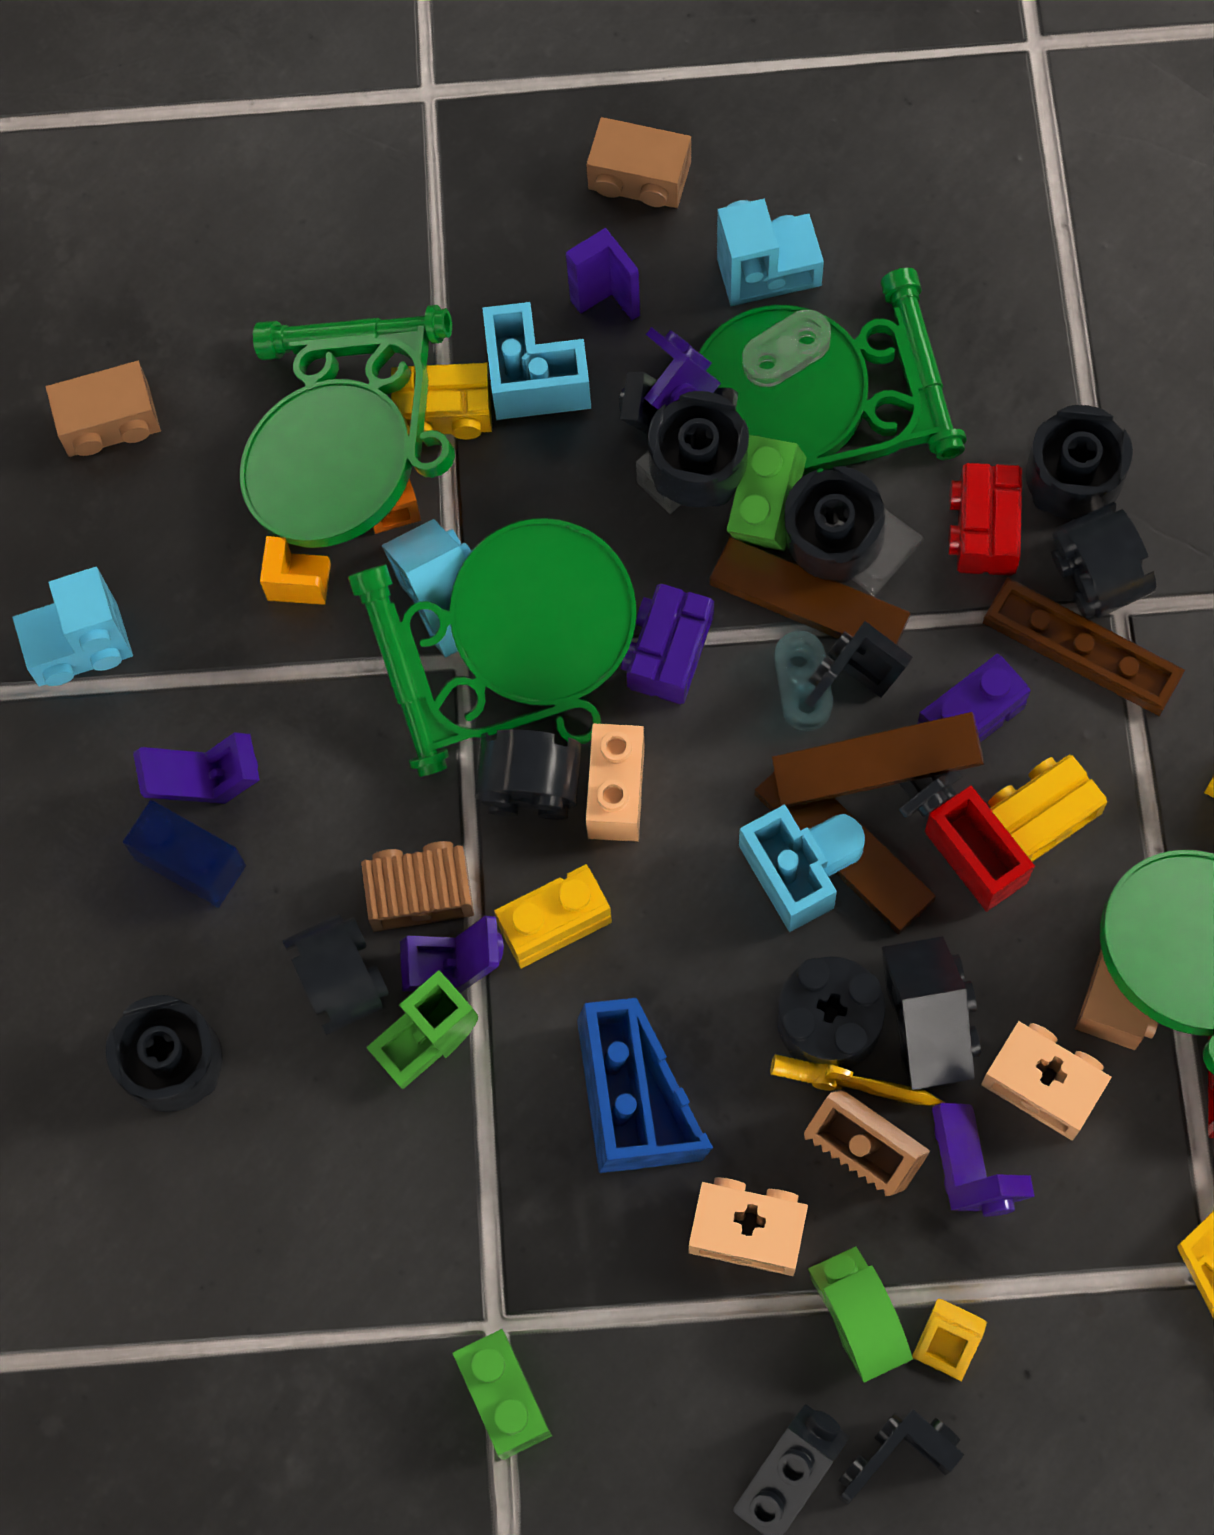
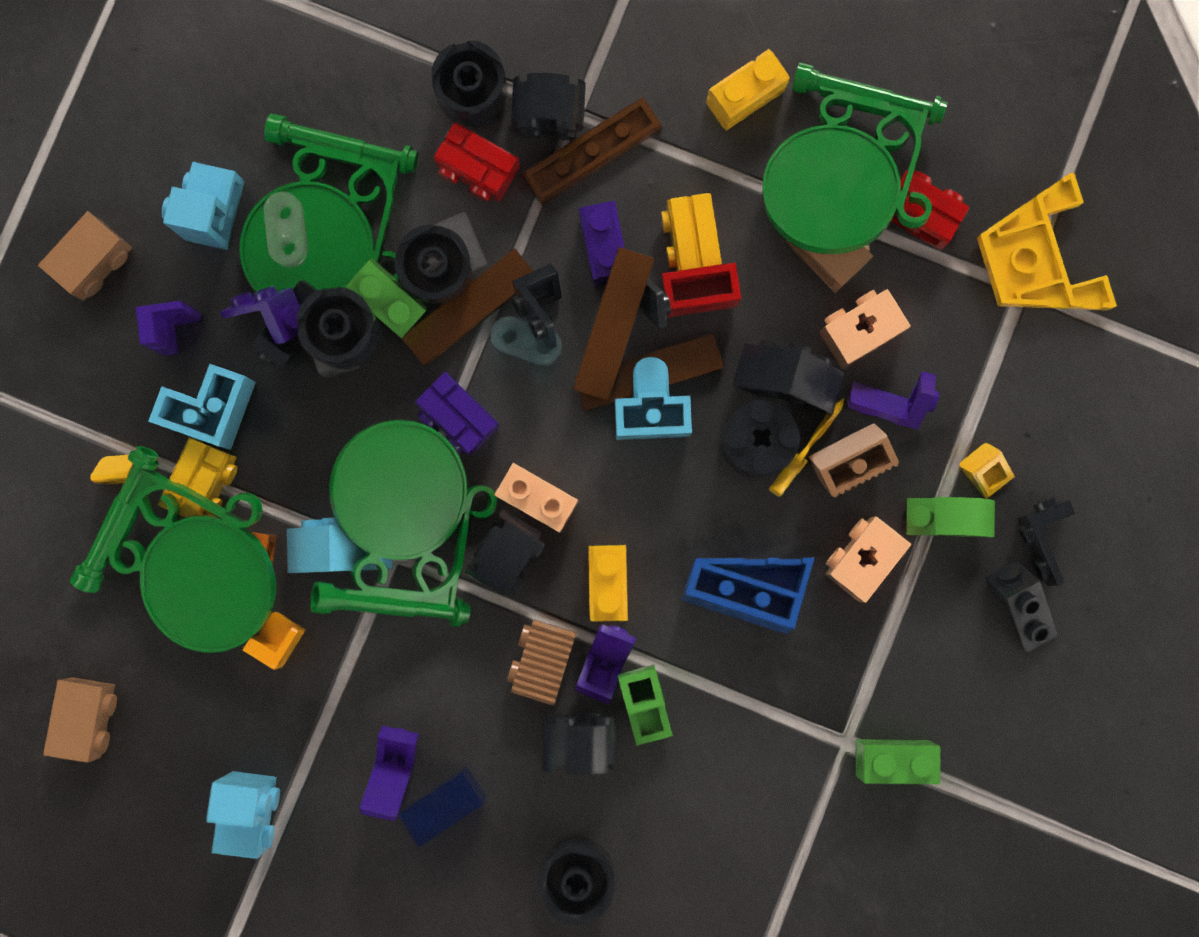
camera: 70 degrees left, 15 degrees up
(403, 302) = (111, 470): none -> yellow slope

